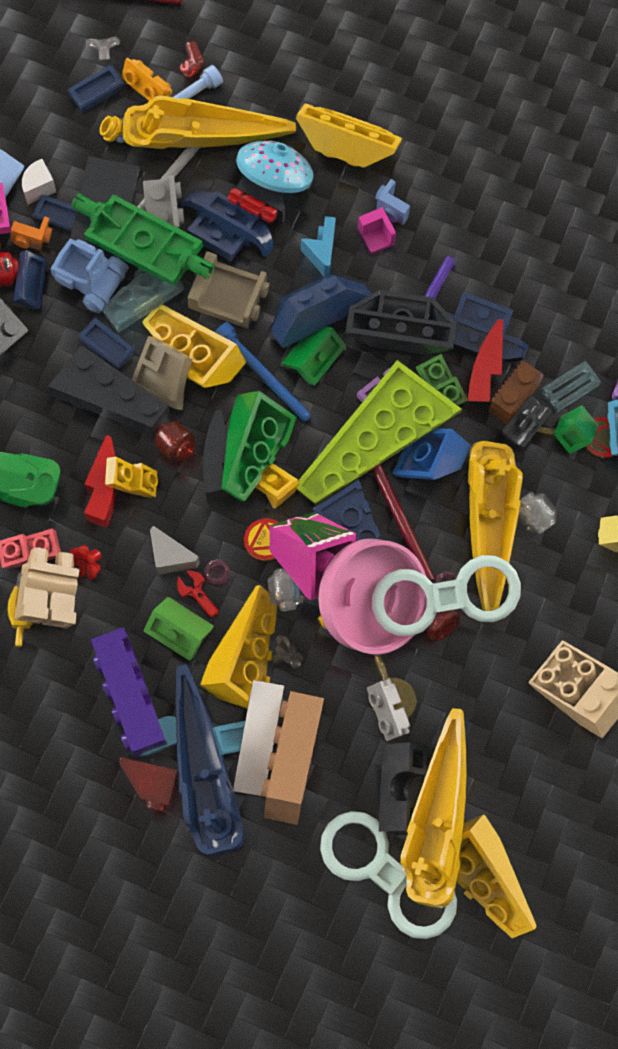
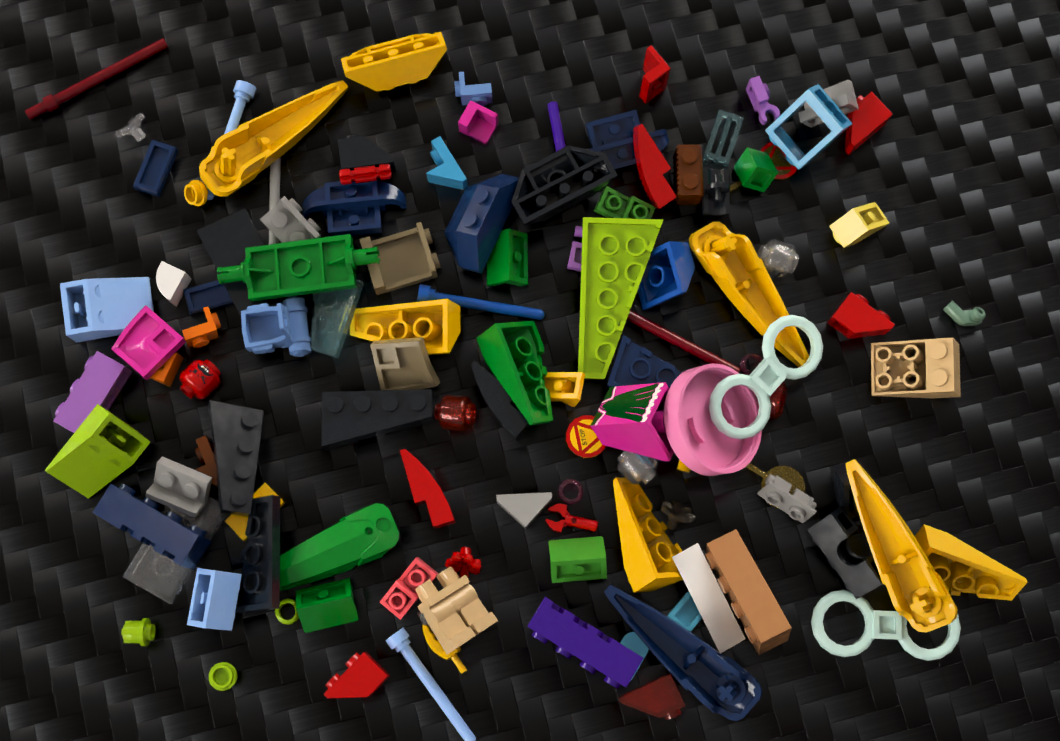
camera: 35 degrees left, 5 degrees up
(30, 280) = (232, 368): dark blue tile -> none
(106, 344) = (336, 374): dark blue tile -> none
(130, 478) = (446, 468): yellow slope -> none
(141, 79) = (185, 134): light orange hinge -> none
(195, 59) = (218, 86): clear red arm -> none
(275, 166) = (358, 129): medium azure dish -> none
(547, 296) = (656, 75): none -> red panel
(565, 612) = (858, 319): none -> red slope

